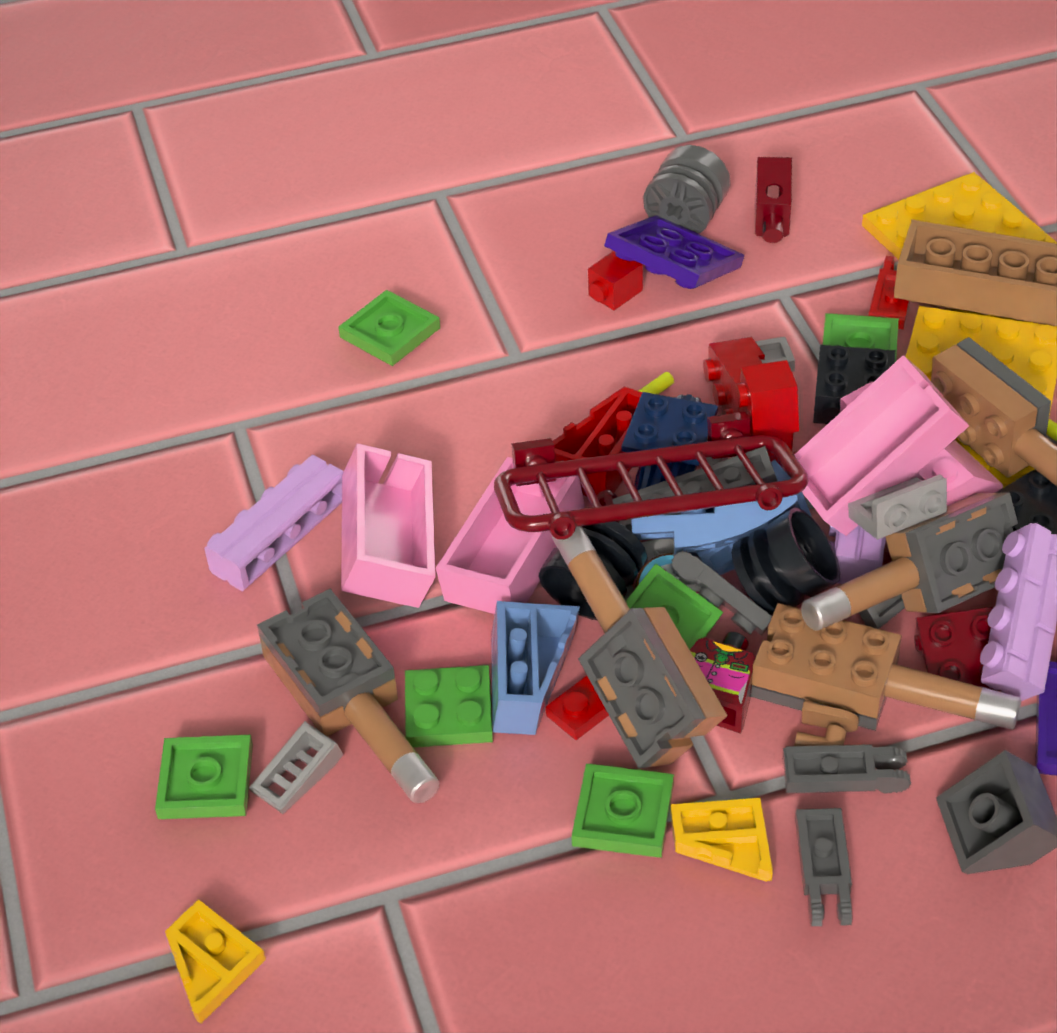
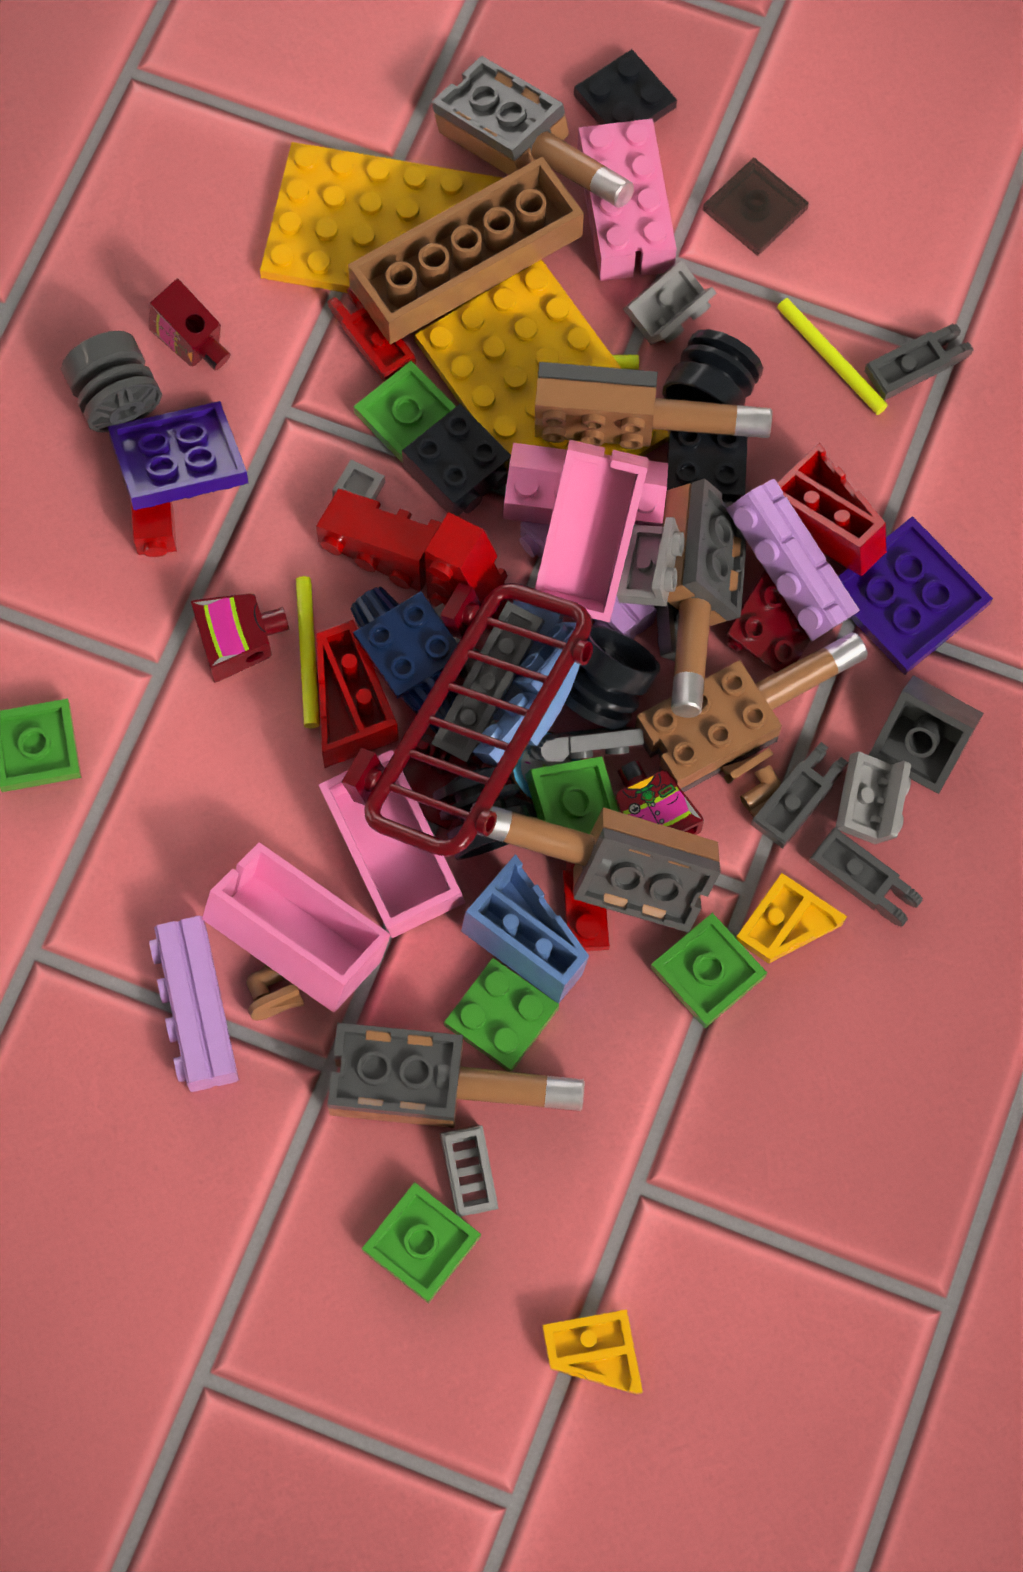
camera: 55 degrees left, 25 degrees up
(323, 562) = (267, 1003): none -> medium nougat piece
(582, 365) = (236, 632): none -> dark red torso
(896, 815) = (873, 798): none -> light grey bracket

